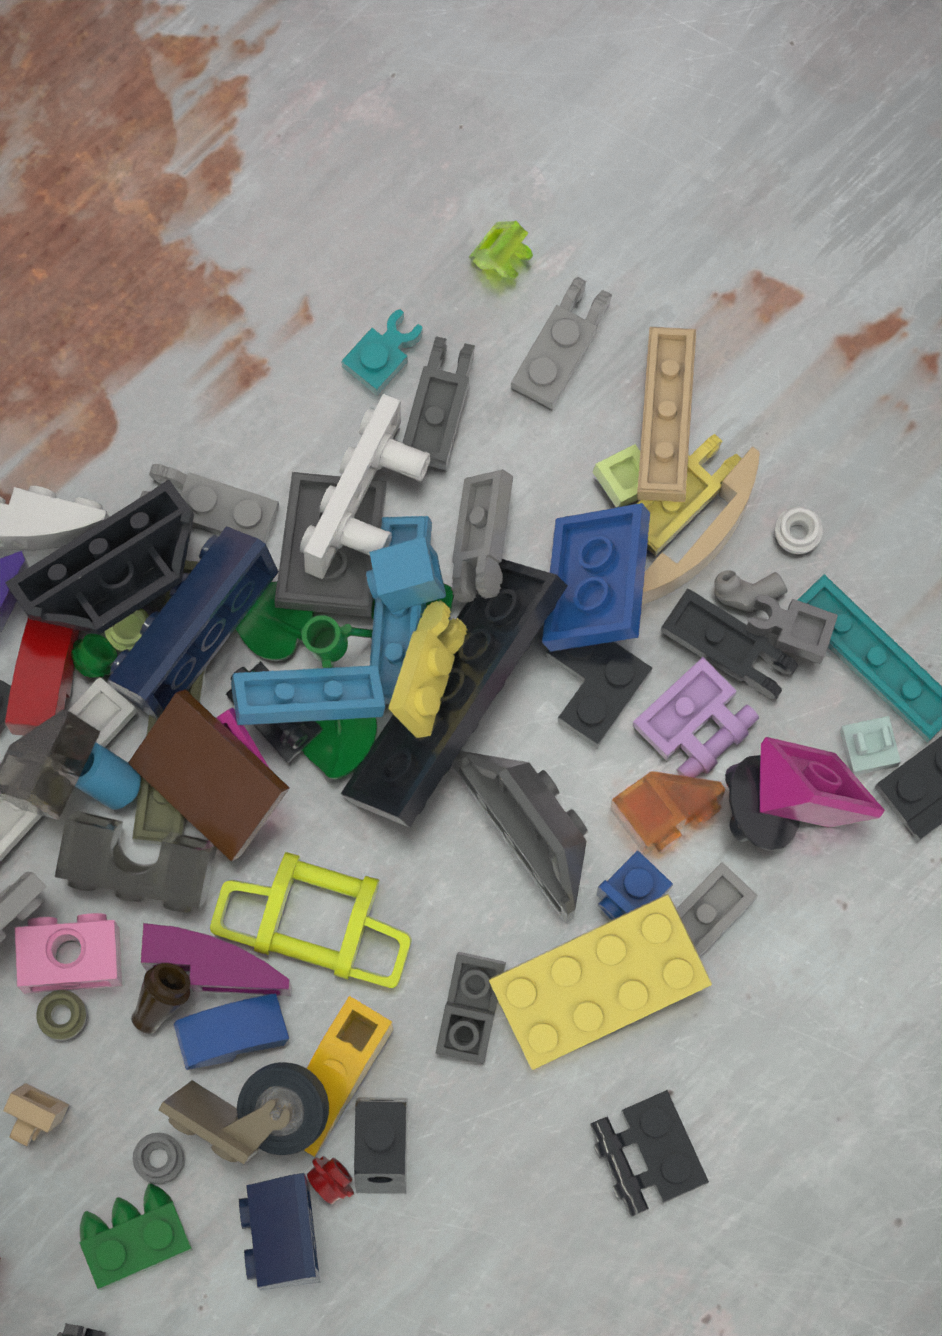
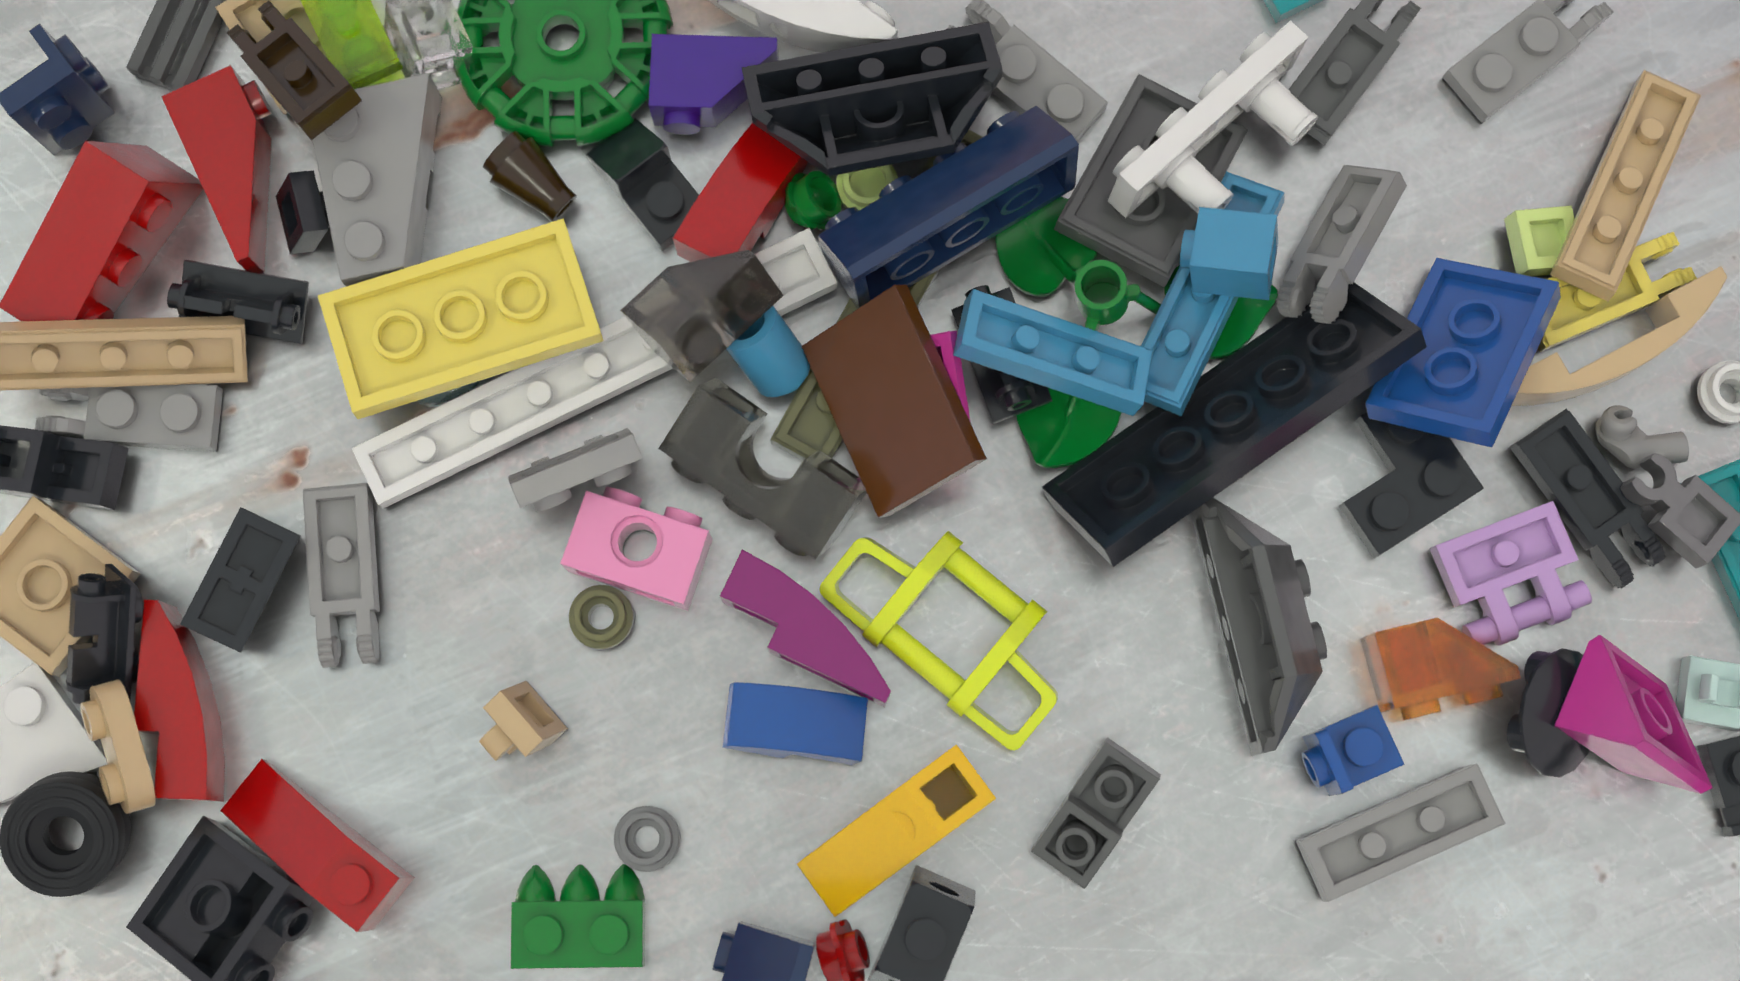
camera: 20 degrees right, 5 degrees up
(161, 994) = (729, 645): dark brown cone -> none
(276, 1112) = (811, 850): plate -> none
(427, 669) = (1210, 379): light yellow hinge -> none
(600, 981) = (1271, 851): light yellow plate -> none

